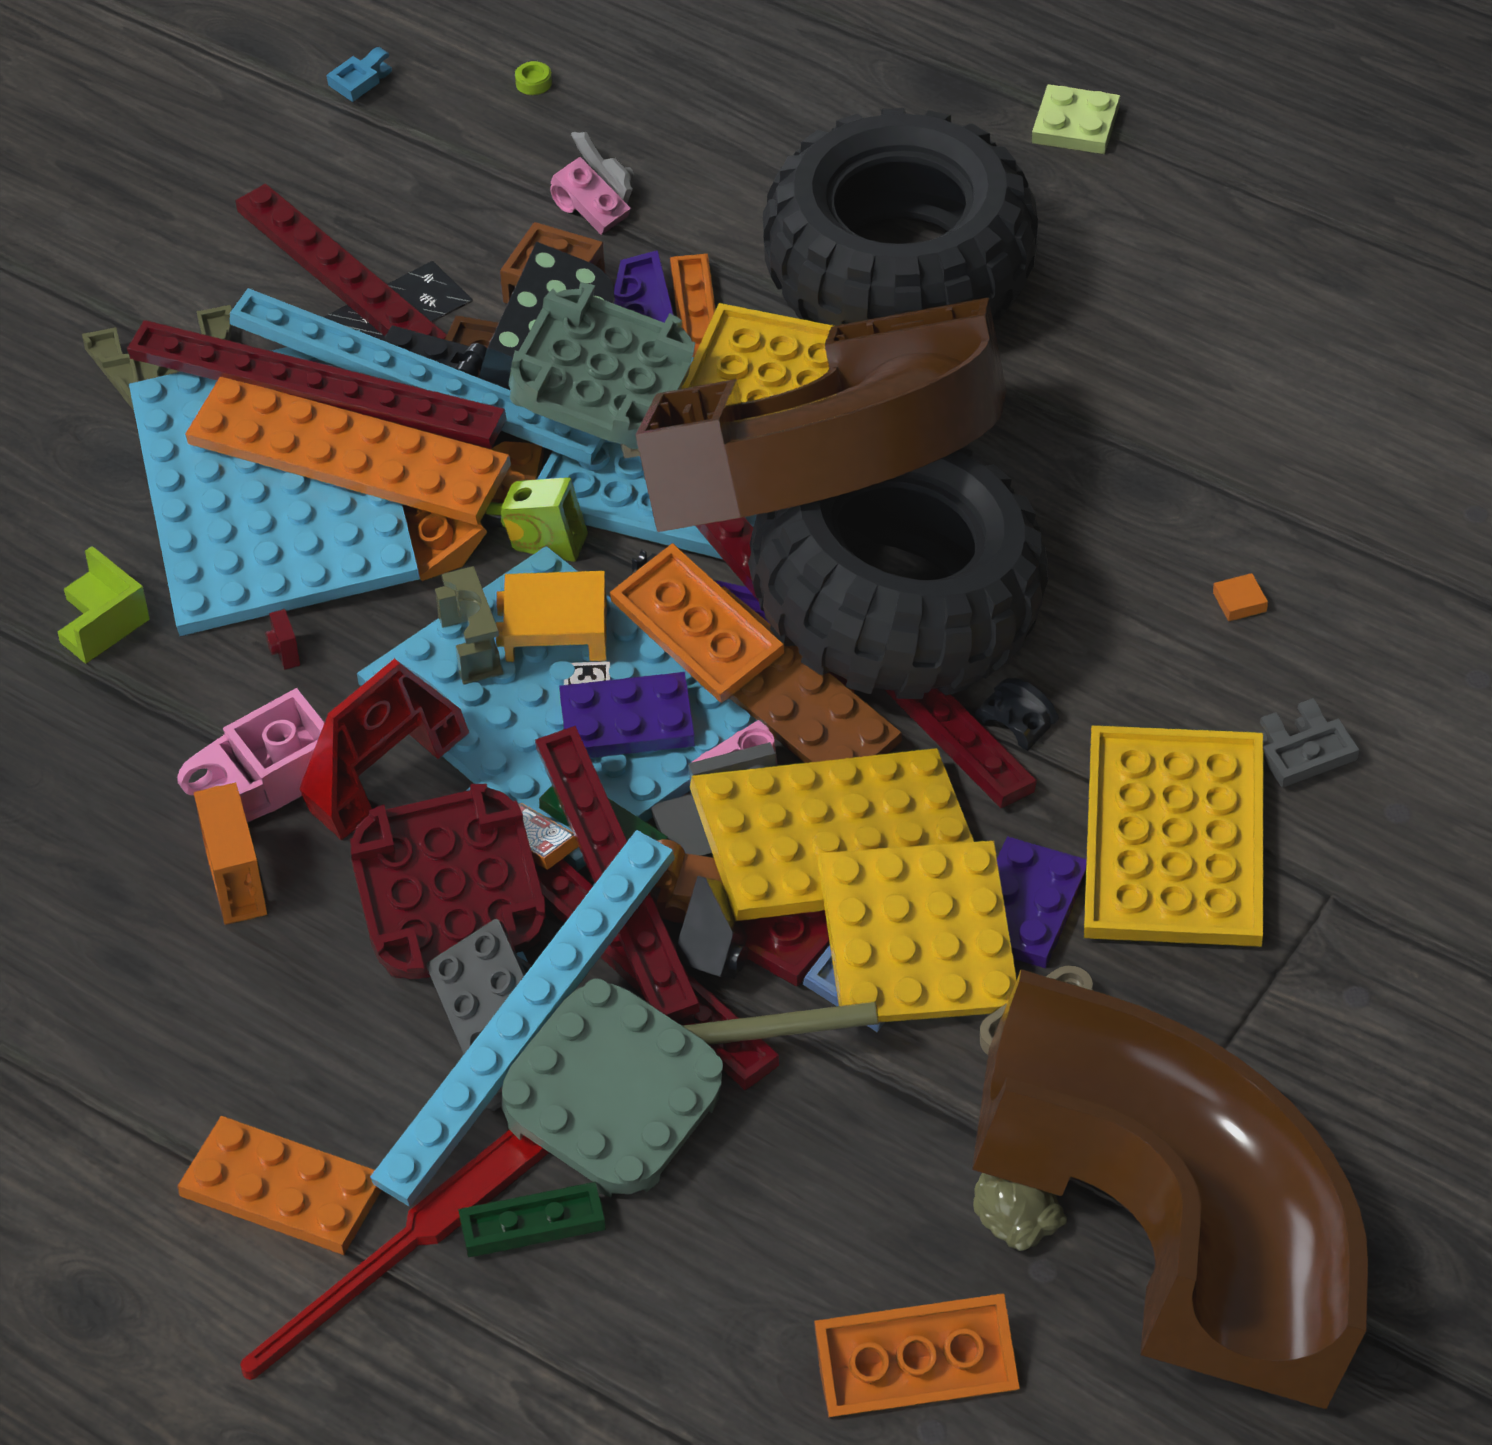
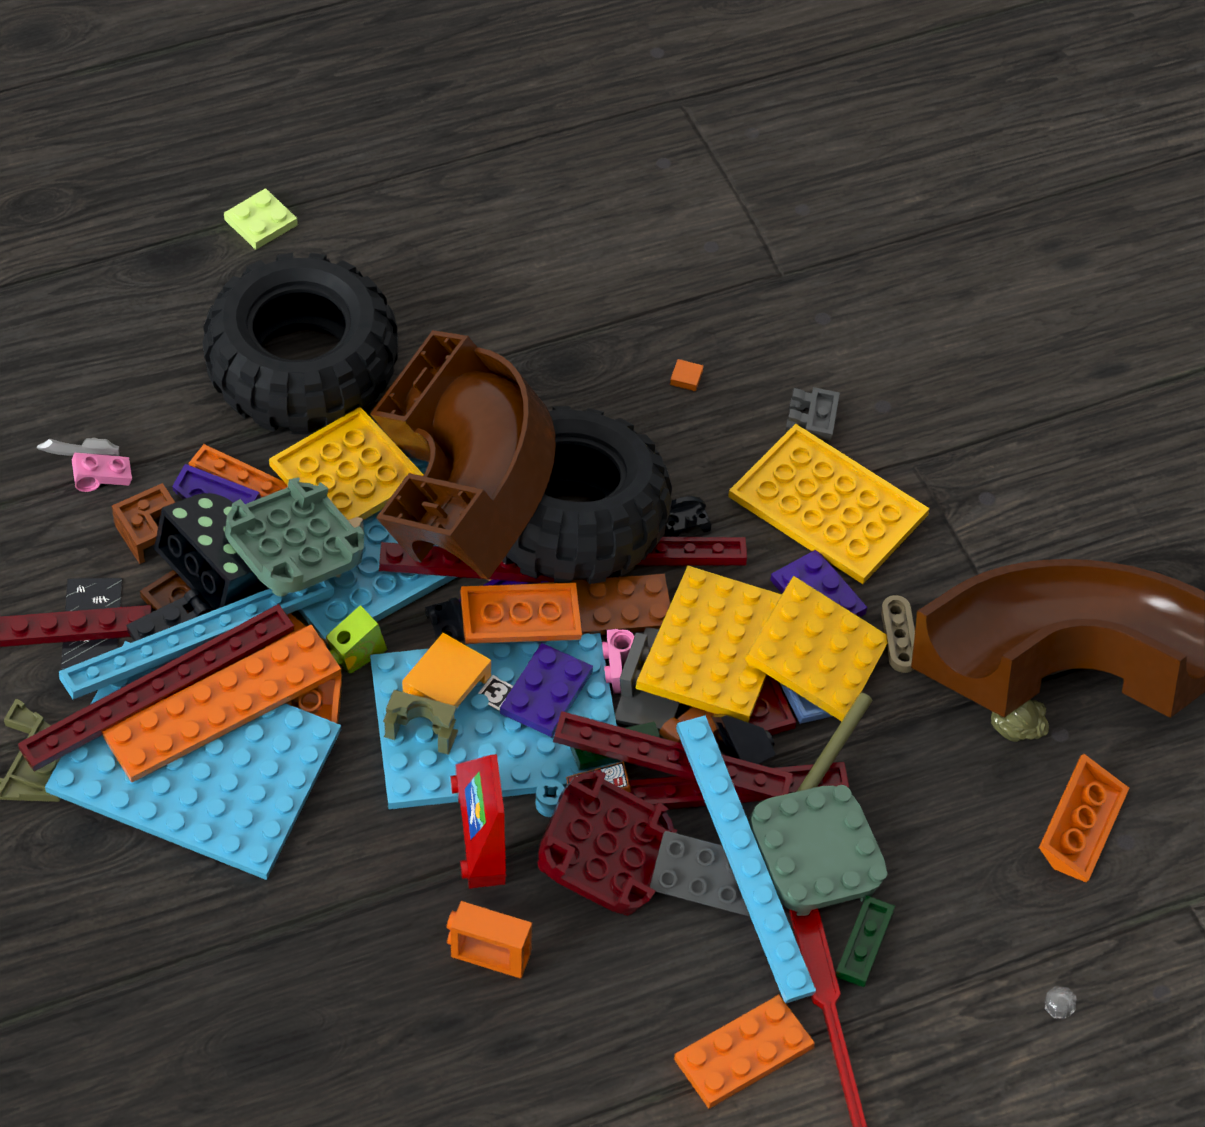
camera: 60 degrees left, 5 degrees up
(110, 606) = (213, 899): lime panel -> none
(260, 753) = (426, 881): bright pink brick -> none
(282, 639) = (330, 824): dark red plate -> none

